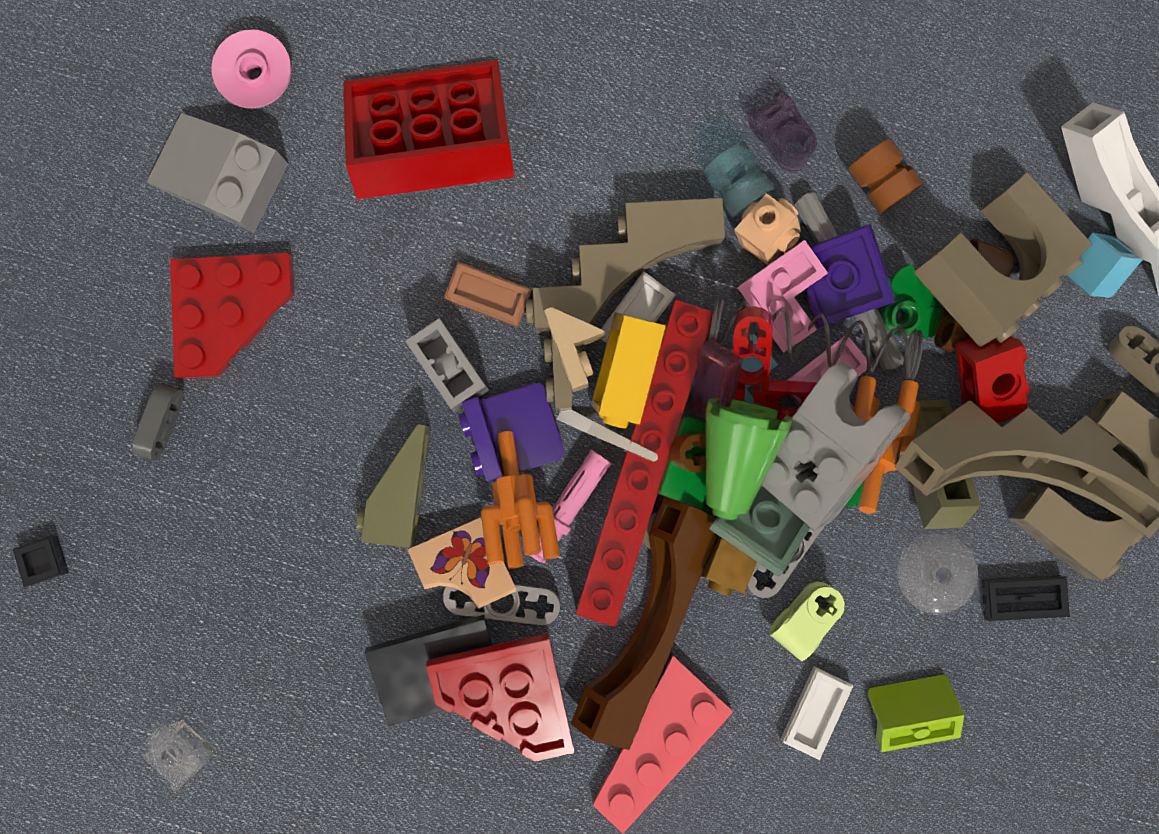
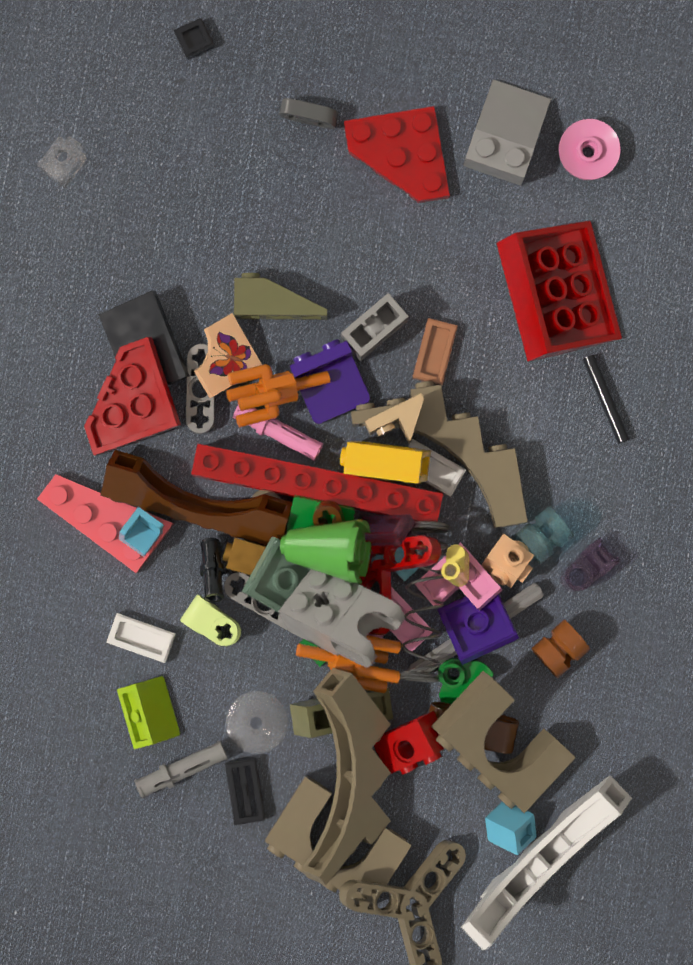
camera: 85 degrees right, 0 degrees up
(573, 87) = (606, 399): none -> black bar
(588, 426) = (339, 443): white sticker -> none
(684, 702) = (141, 531): none -> medium azure panel
(741, 611) = (212, 570): none -> black pin
(771, 292) = (456, 566): none -> light yellow piece
(993, 680) = (172, 773): none -> light grey pin

